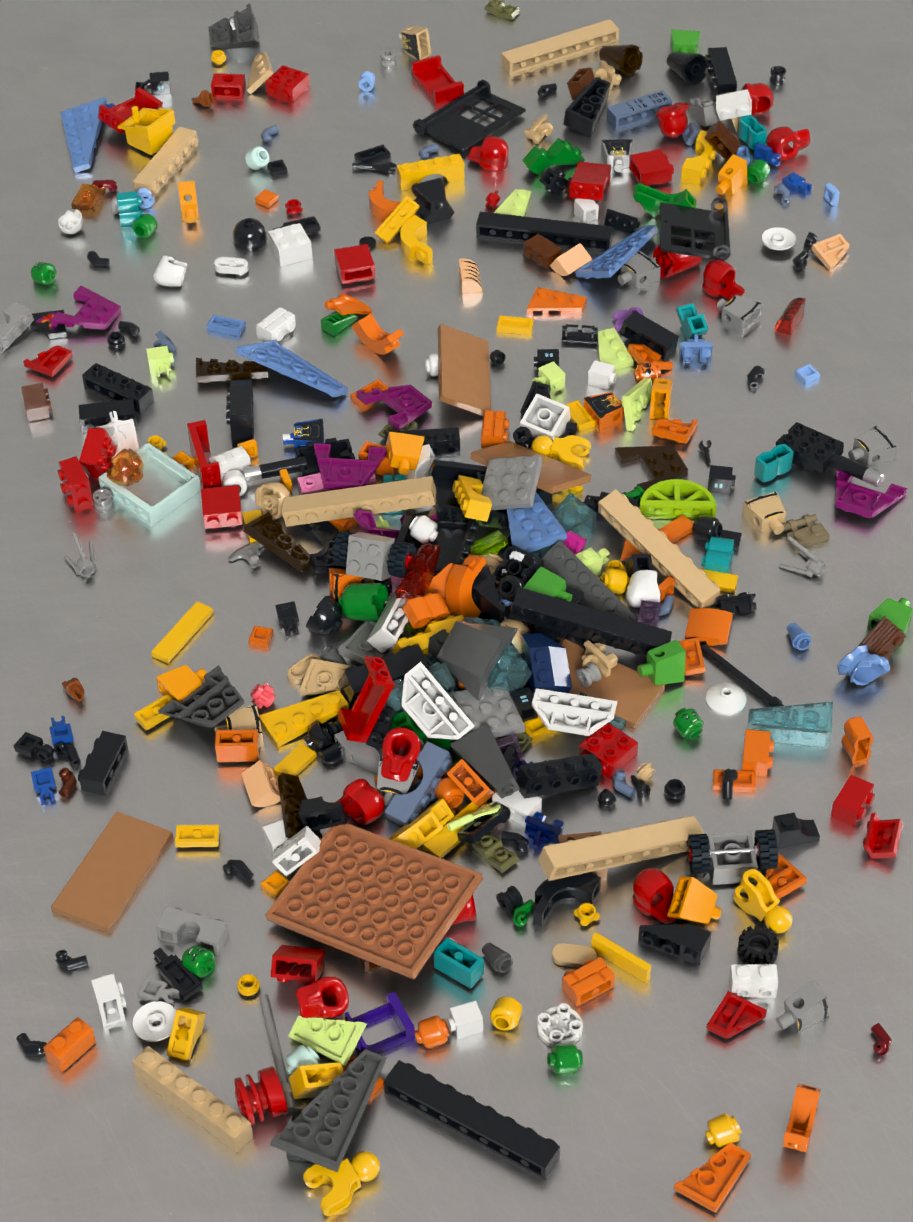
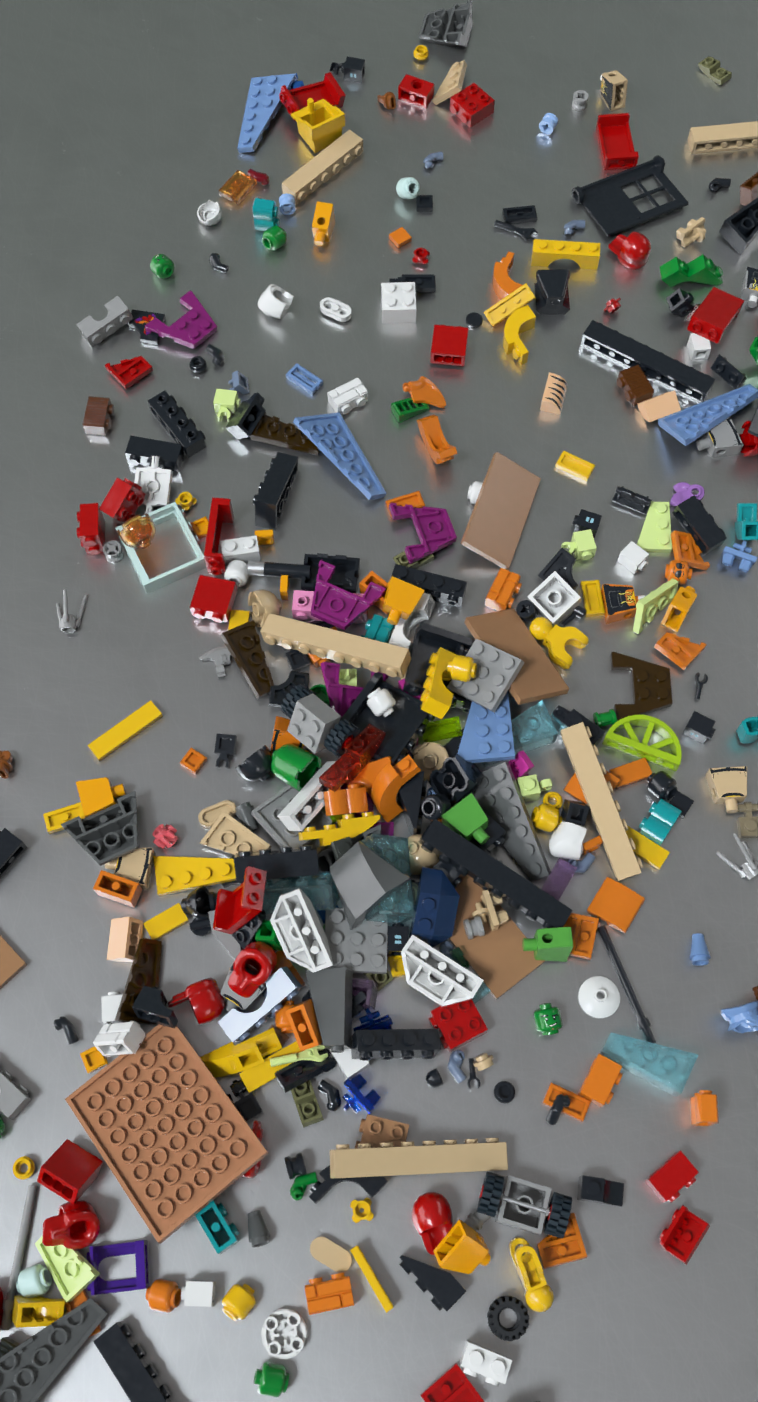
camera: 20 degrees right, 20 degrees up
(185, 365) = (246, 417): none -> black hinge
(197, 836) = (45, 976): yellow plate -> none
(249, 234) = (366, 277): black cylinder -> none
(304, 433) = (324, 539): torso -> none
(488, 478) = (462, 668): none -> yellow head
(499, 355) = (545, 501): black hinge -> none
(516, 203) = (631, 319): yellowish green wing -> none
(551, 300) = (623, 448): orange wing -> none
(743, 601) = (661, 887): black hinge -> none

